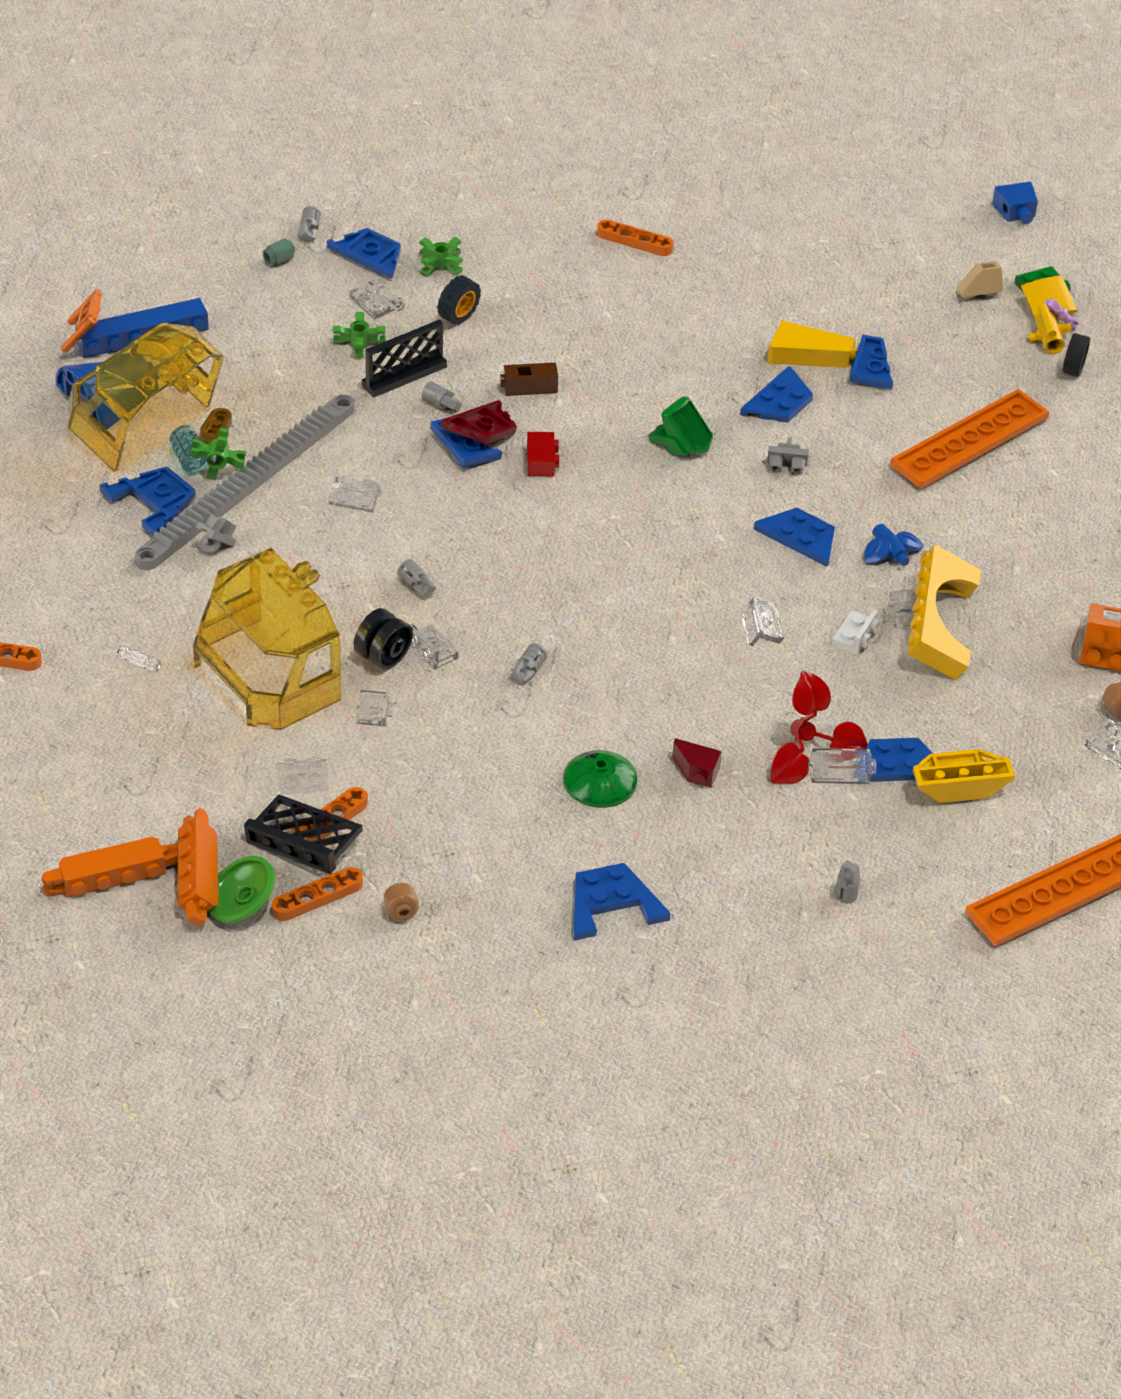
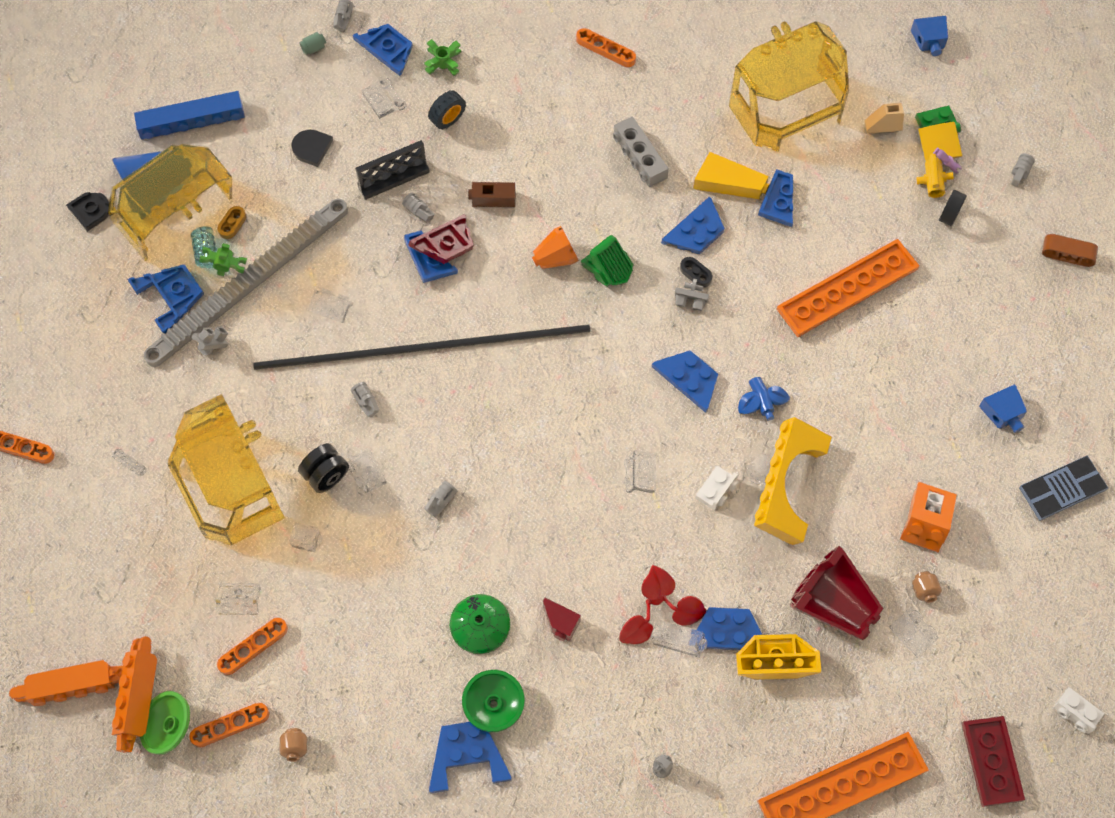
camera: 10 degrees right, 20 degrees up
(34, 426) = (89, 209): none -> black tile
(87, 318) = (143, 101): orange plate -> none
(293, 845) = (213, 676): black fence -> none
(297, 349) = (311, 146): none -> black tile
(359, 334) = (368, 137): bright green pin -> none
(476, 527) = (421, 347): none -> black piece
(541, 454) = (488, 275): red brick -> none
(618, 422) = (554, 251): none -> orange cone
(634, 838) = (490, 687): none -> green dish
(698, 329) = (650, 174): none -> light grey brick
(780, 431) = (698, 271): none -> black plate
(852, 220) = (786, 68): none -> clear yellow windscreen
(1022, 711) = (838, 596): none -> dark red cone

